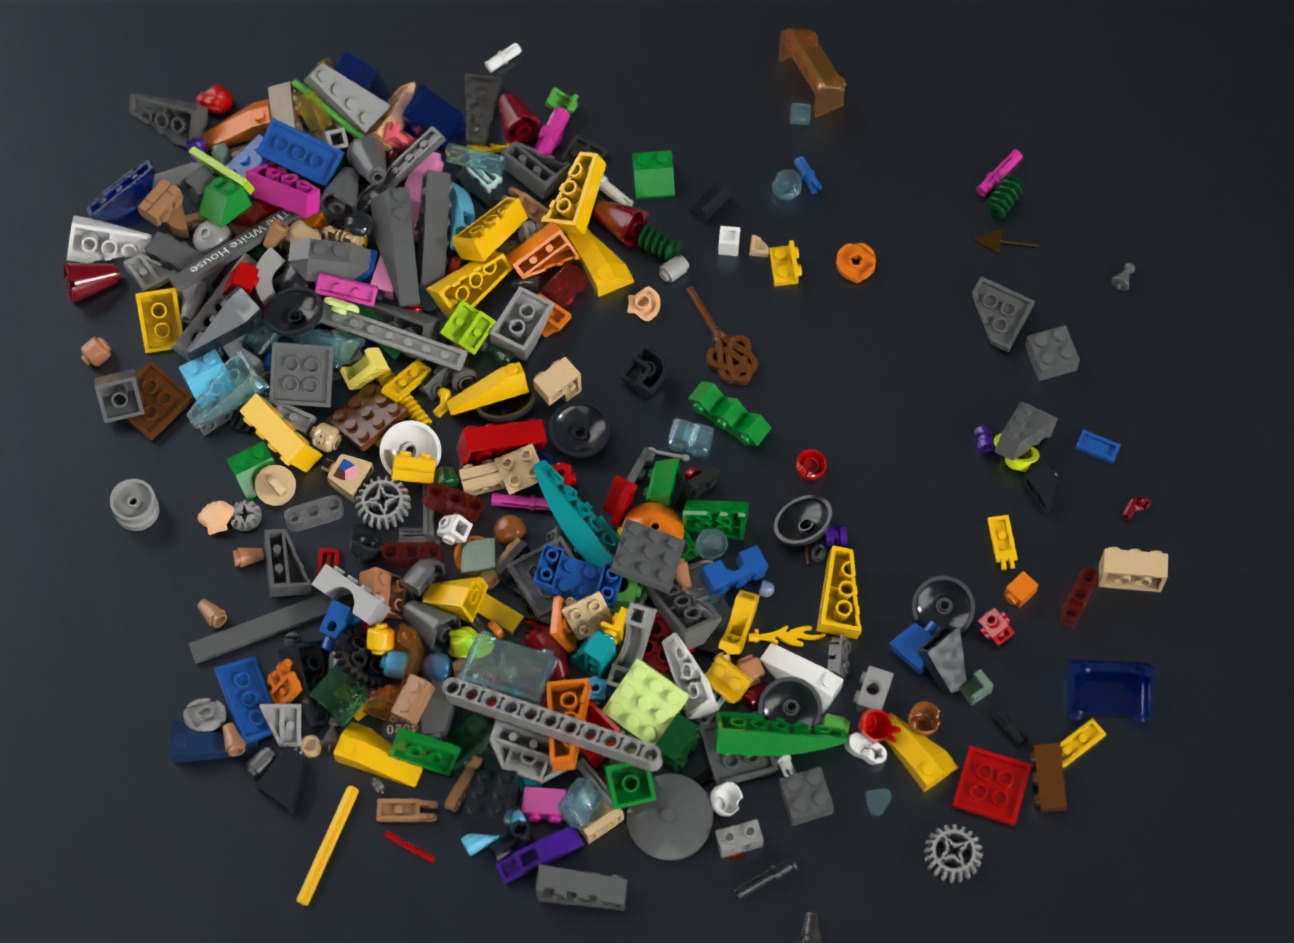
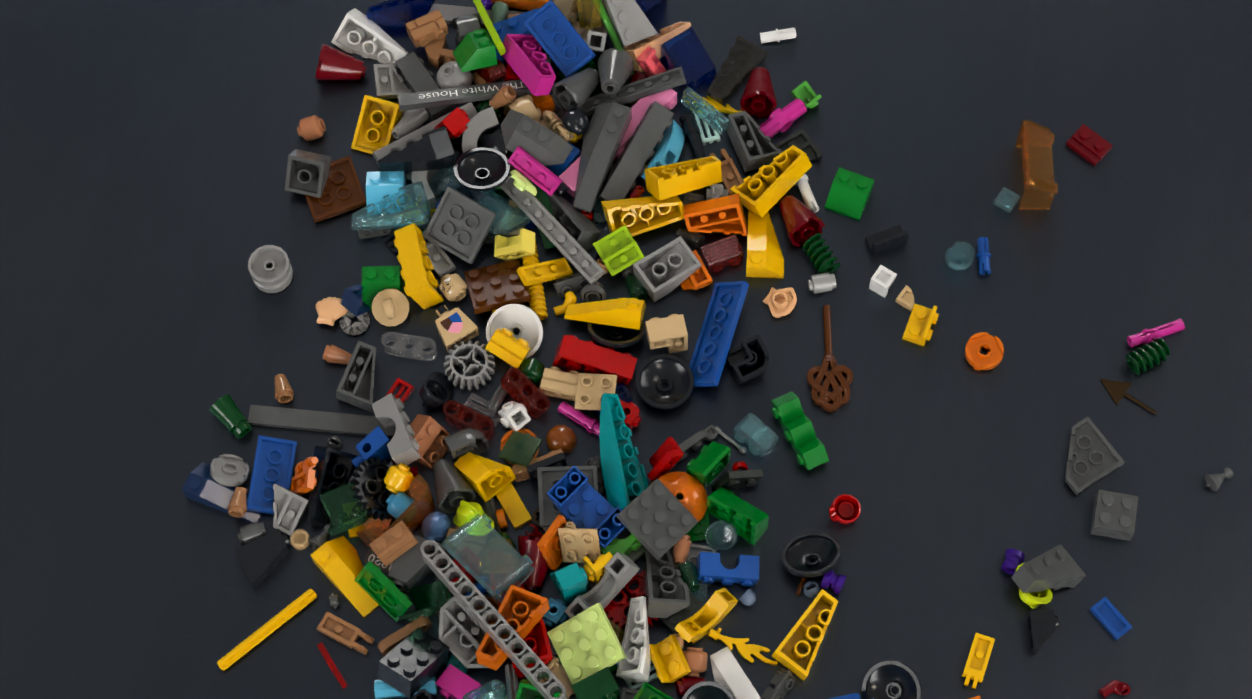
camera: 30 degrees right, 0 degrees up
(176, 663) = (230, 416): none -> dark green plant
(235, 496) = (352, 300): none -> dark blue panel
(603, 359) = (717, 332): none -> blue plate
(703, 593) = (689, 575): none -> clear green cone
(846, 29) = (1089, 144): none -> dark red plate

